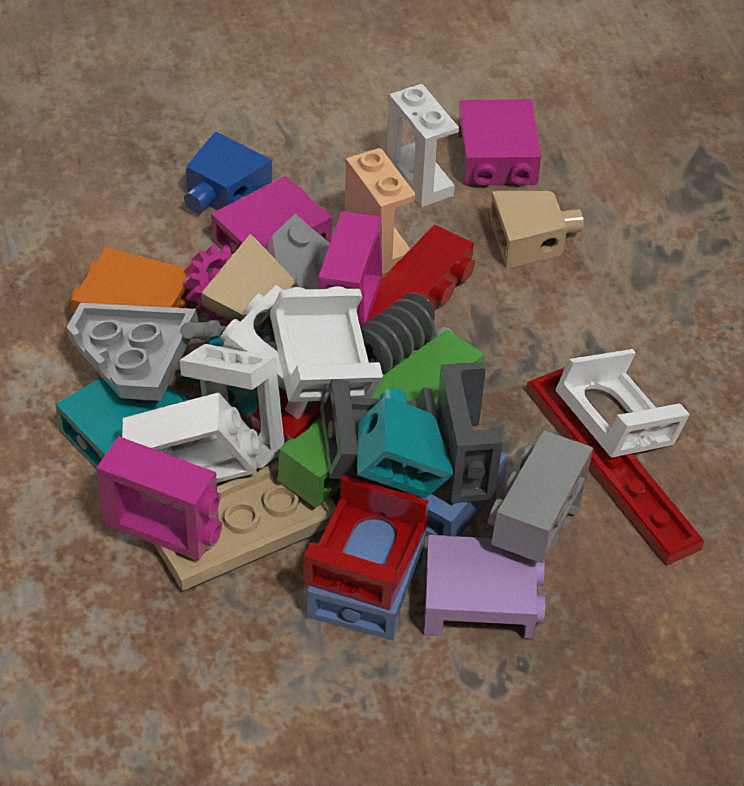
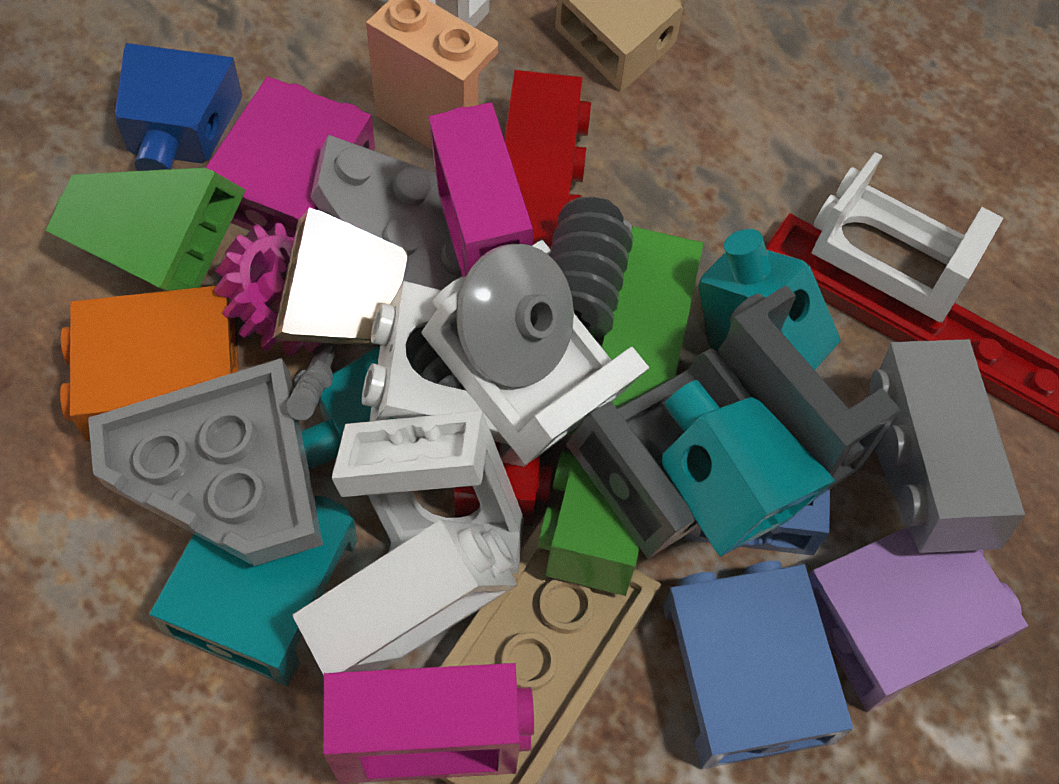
camera: 30 degrees left, 15 degrees up
(173, 223) = (149, 221): none -> bright green slope
(303, 319) = (497, 309): none -> light grey dish
(356, 577) = (788, 572): red panel -> none
(503, 394) = (750, 270): none -> teal torso

